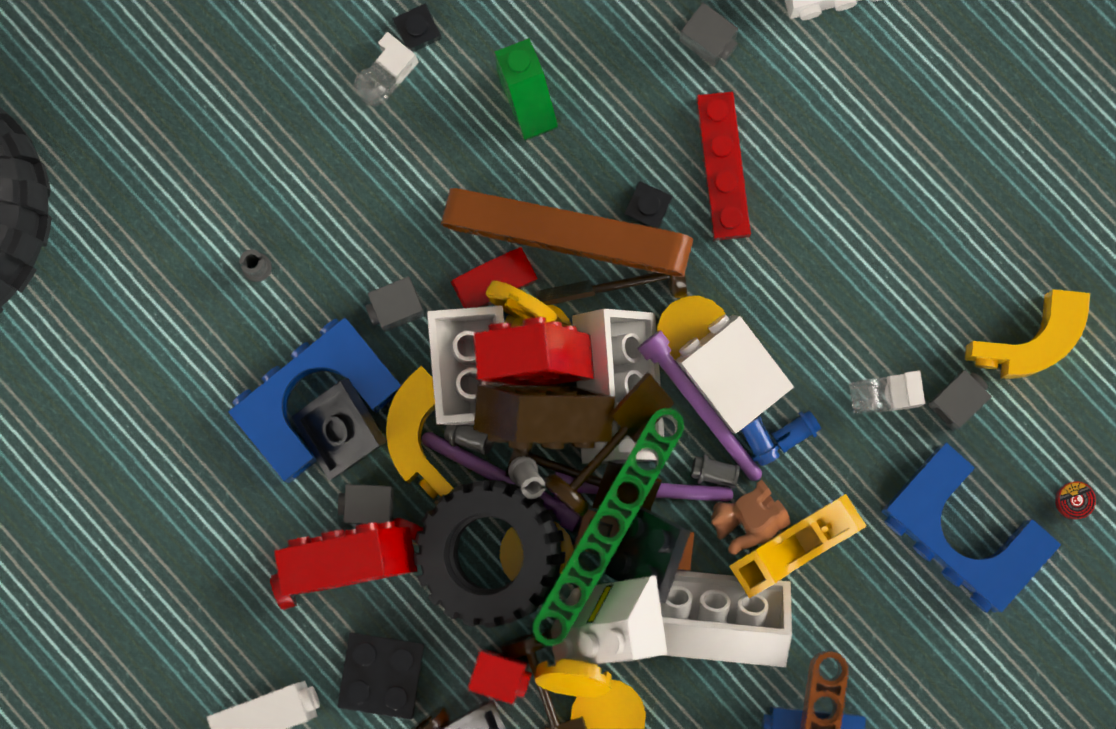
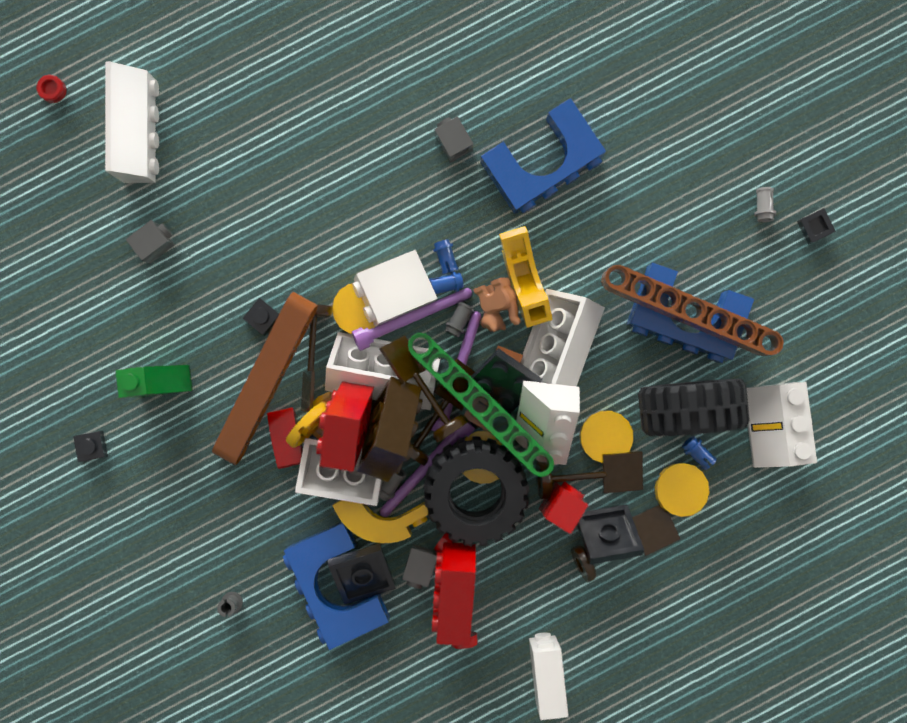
camera: 80 degrees left, 5 degrees up
(381, 675) = (539, 585): black plate -> none
(386, 73) = (116, 476): leg -> none
(394, 305) = (284, 512): dark grey brick -> none
(524, 473) = (426, 452): light grey pin -> none
(573, 678) = (576, 455): yellow tile -> none
(723, 166) = (247, 256): red plate -> none
(887, 393) = (436, 186): leg -> none
(1060, 329) = (424, 58): yellow arch -> none
(1075, 500) = (541, 81): tile -> none

